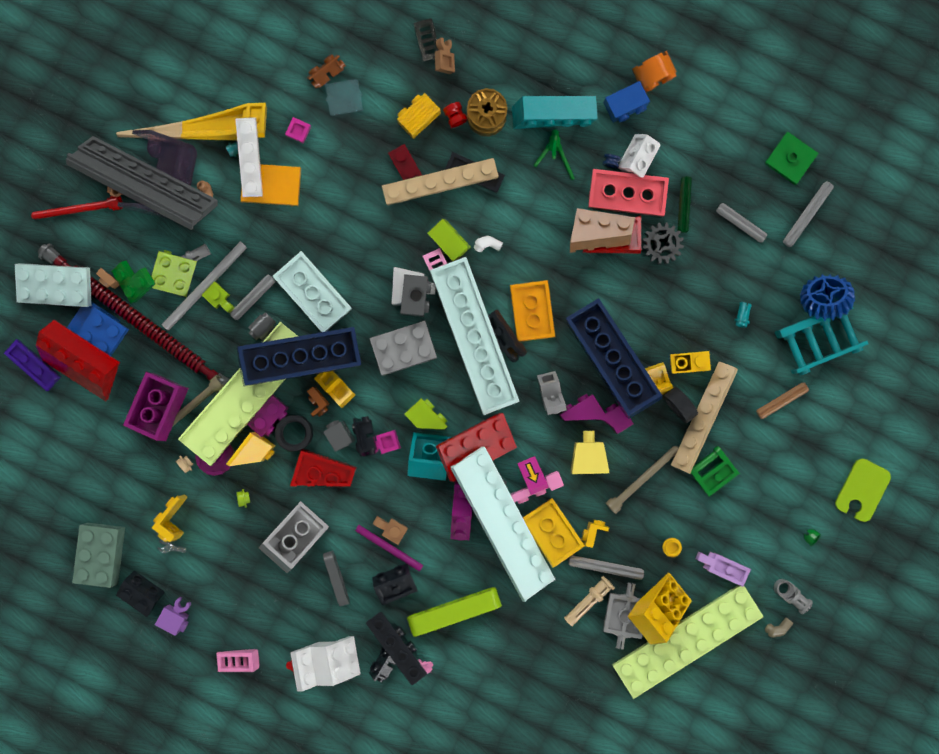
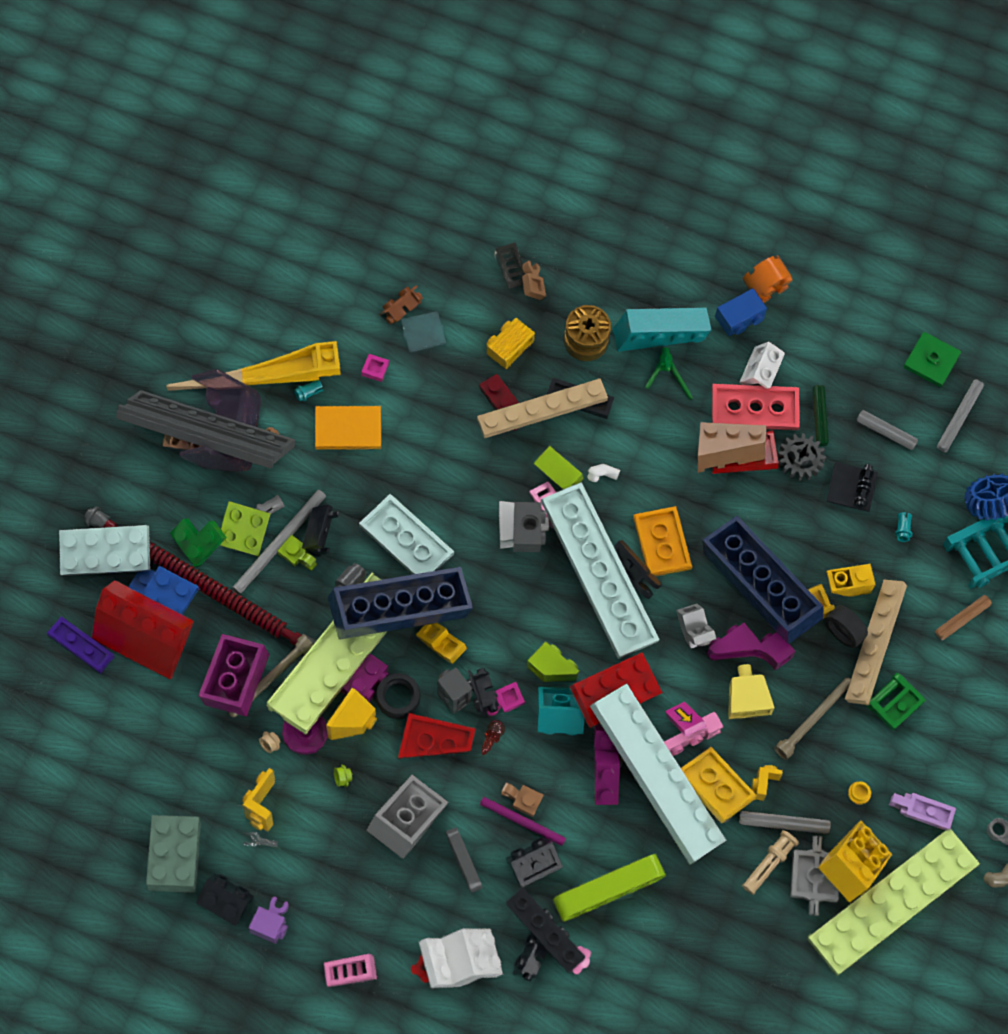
camera: 10 degrees left, 20 degrees down
(106, 279) = (167, 540): medium nougat plate -> none
(111, 203) = (167, 459): red piece -> none
(236, 280) = (318, 529): none -> black hinge
(249, 157) = (325, 395): white plate -> none
(252, 297) = (336, 550): light grey axle -> none
(318, 399) = (423, 654): dark orange bracket -> none
(373, 467) = (494, 731): none -> clear red bar
(403, 348) = (518, 590): light grey brick -> none
(455, 114) = (551, 339): red wheel -> none
(611, 161) = (732, 375): dark blue bush -> none
(703, 273) = (852, 486): none -> black hinge

